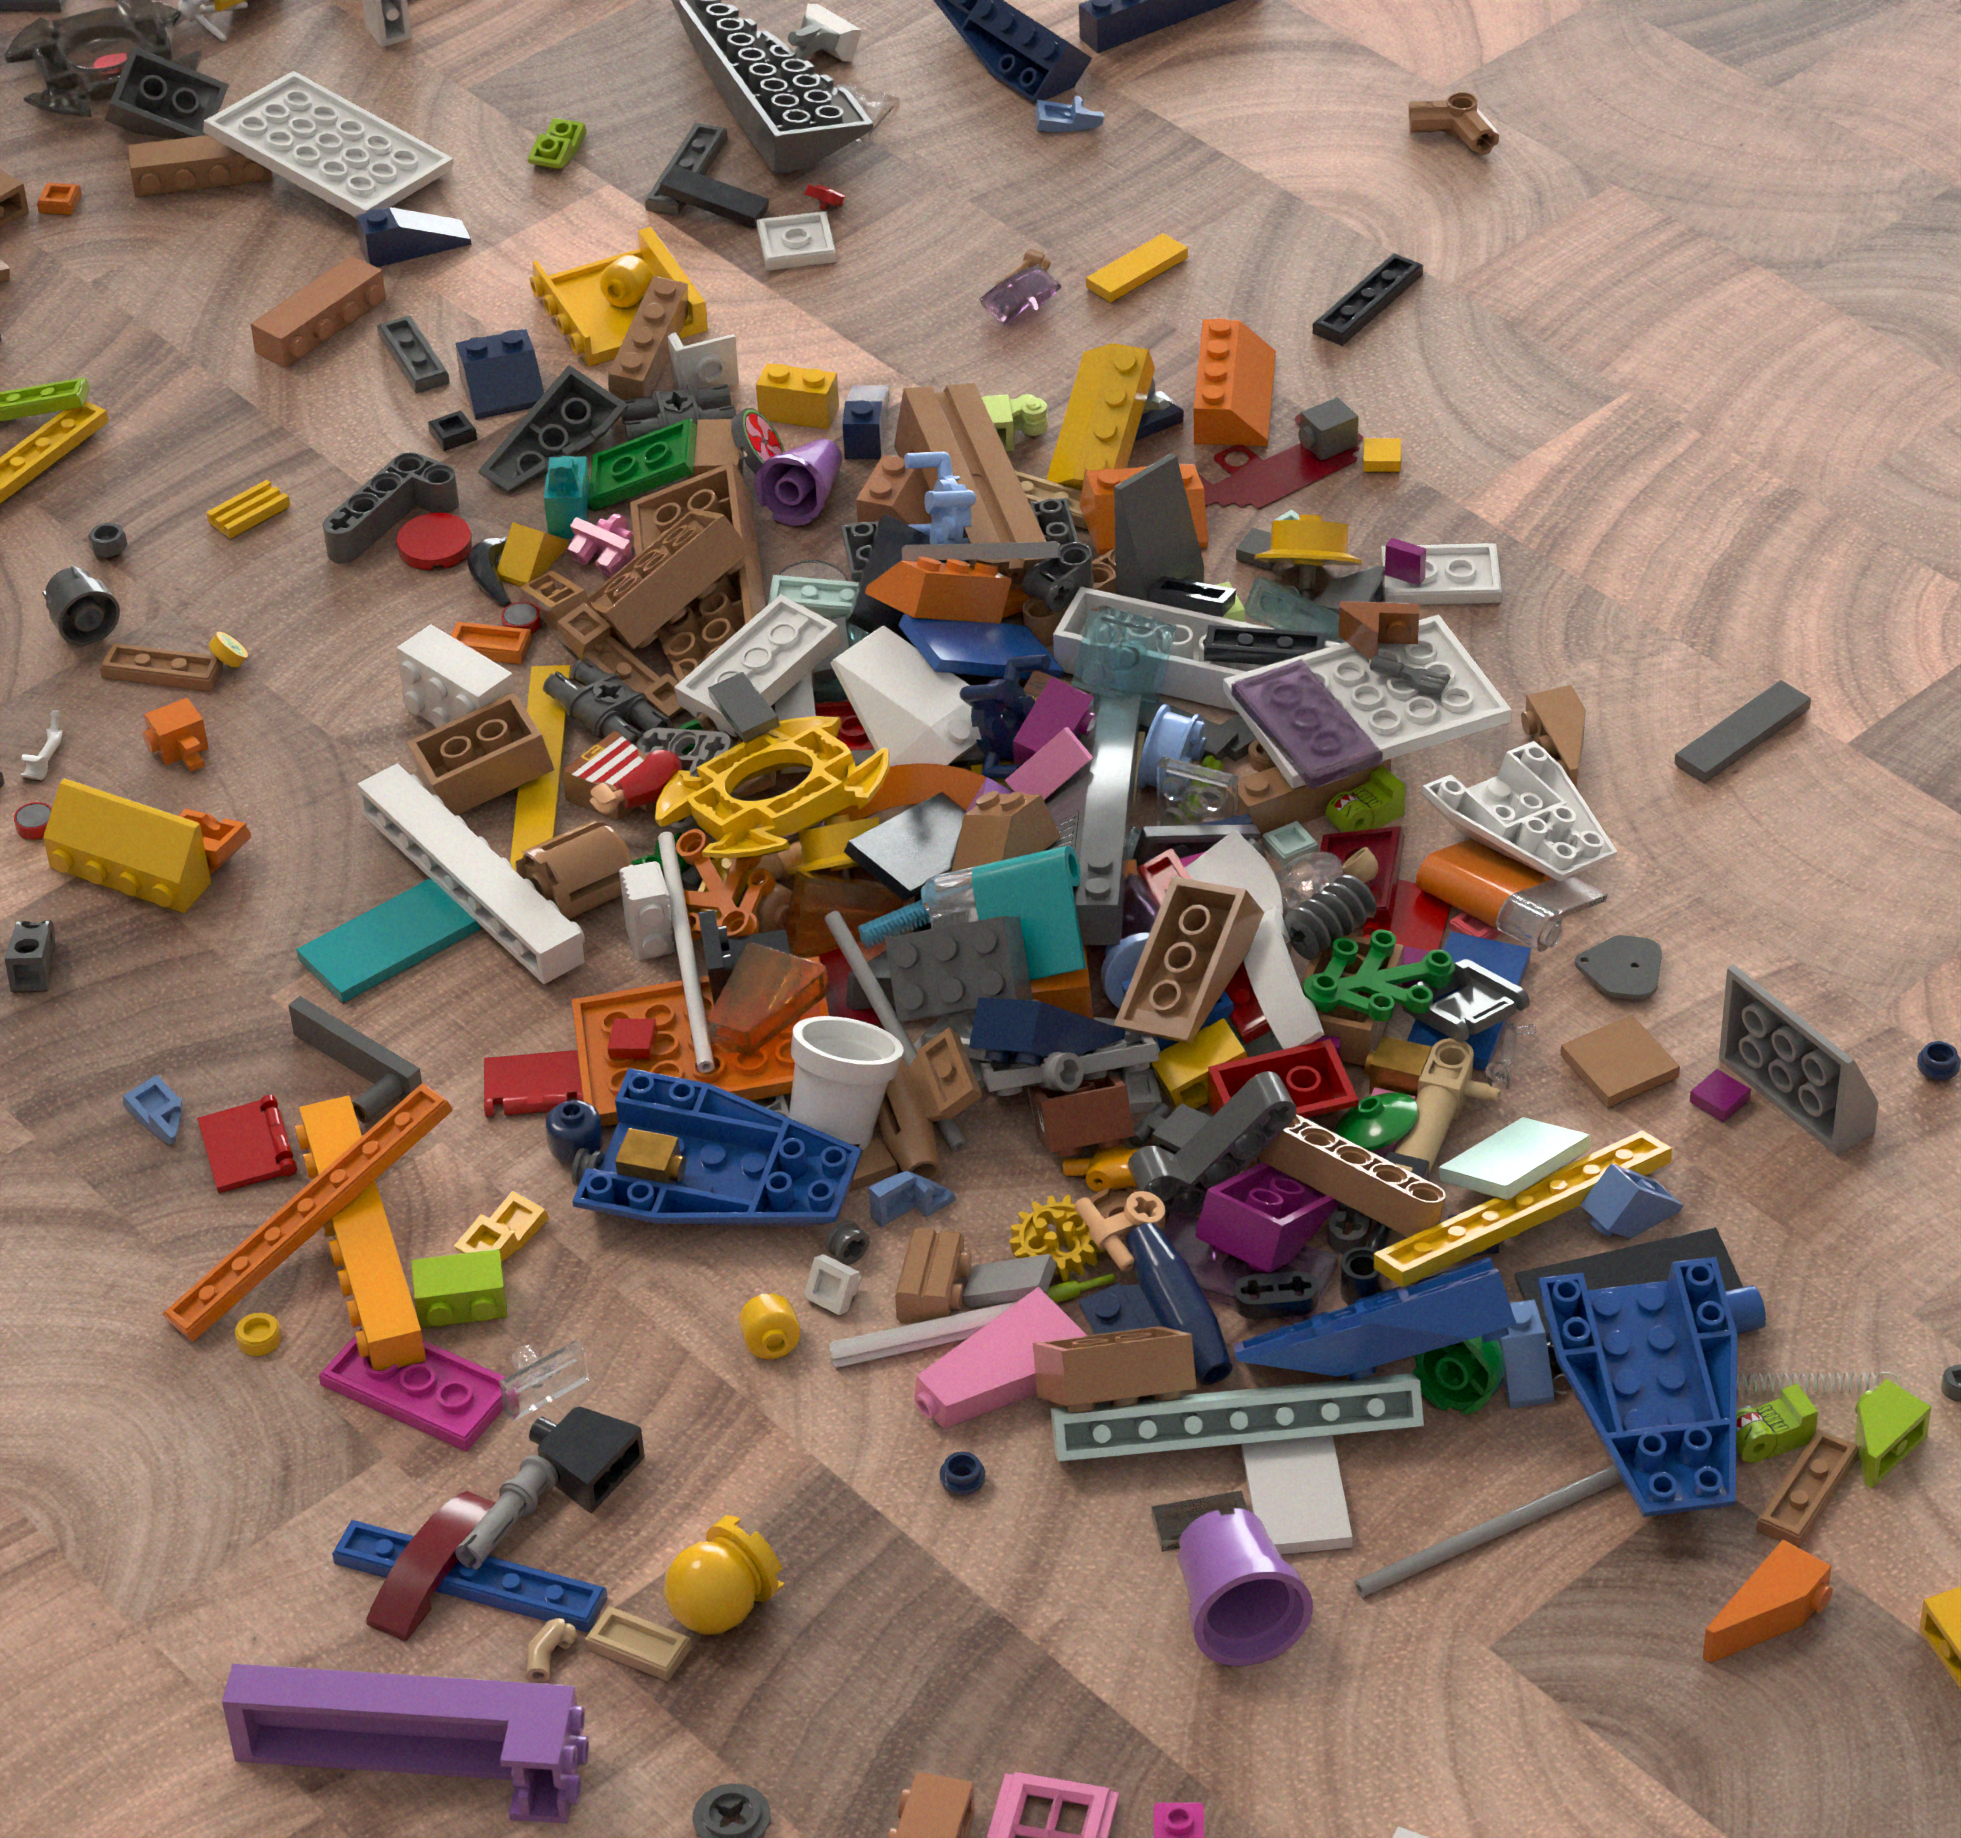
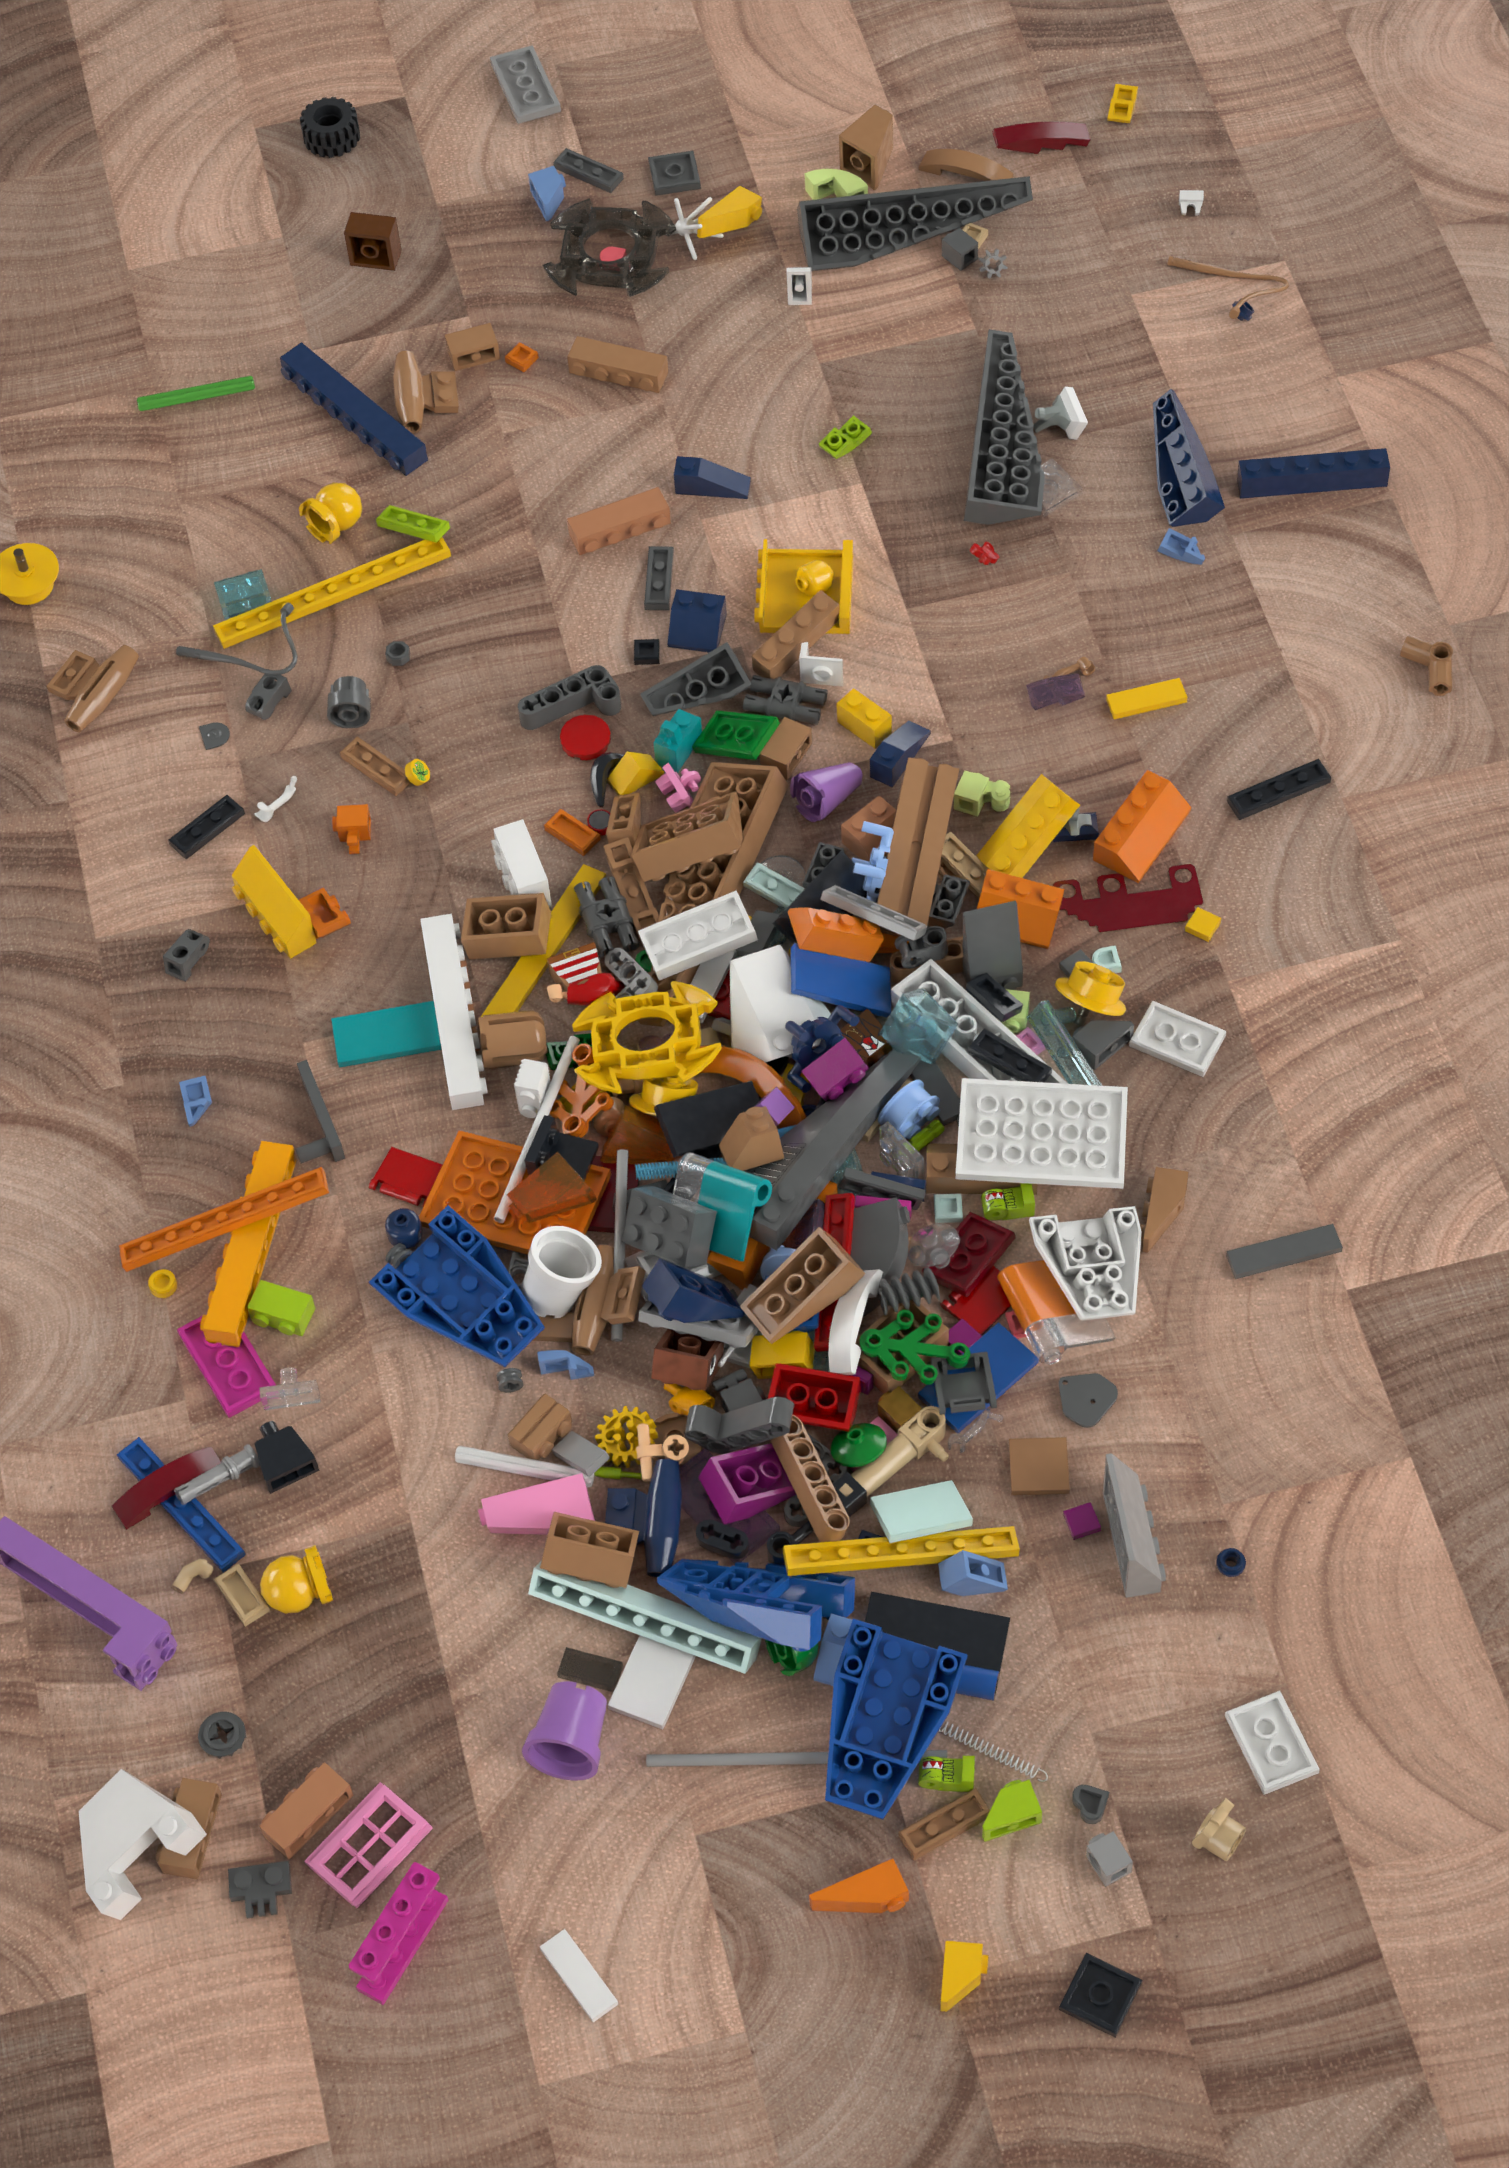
camera: 30 degrees right, 15 degrees up
(32, 820) = (239, 849): tile -> none
(163, 97) = (622, 304): dark grey slope -> none
(247, 1144) = (229, 1146): red piece -> none
(248, 509) = (491, 660): yellow tile -> none
(327, 145) = (695, 387): white plate -> none
(506, 1229) = (324, 1280): yellow slope -> none
(632, 1038) = (471, 1178): red tile -> none
(651, 1157) = (425, 1275): pearl gold brick -> none
(694, 154) = (914, 492): dark grey tile -> none
(713, 196) = (914, 525): black tile -> none
(743, 707) = (664, 968): dark grey tile -> none
(756, 436) = (813, 748): tile -> none
(769, 1322) = (431, 1418): yellow head -> none
(796, 241) = (946, 583): white tile -> none
(832, 1284) = (483, 1406): white tile -> none
(962, 1473) = (474, 1565): dark blue plate -> none
(1050, 766) = (813, 1100): bright pink tile -> none
(1054, 1066) = (673, 1328): light grey bush -> none
(1306, 723) = (987, 1138): clear purple tile -> none
(1328, 428) = (1177, 891): dark grey brick -> none
(1362, 865) = (966, 1253): tan hinge -> none
(1372, 623) = (1072, 1080): dark orange slope -> none
(1405, 561) = (1151, 1024): magenta tile -> none
(1420, 678) = (1082, 1135): dark grey piece -> none

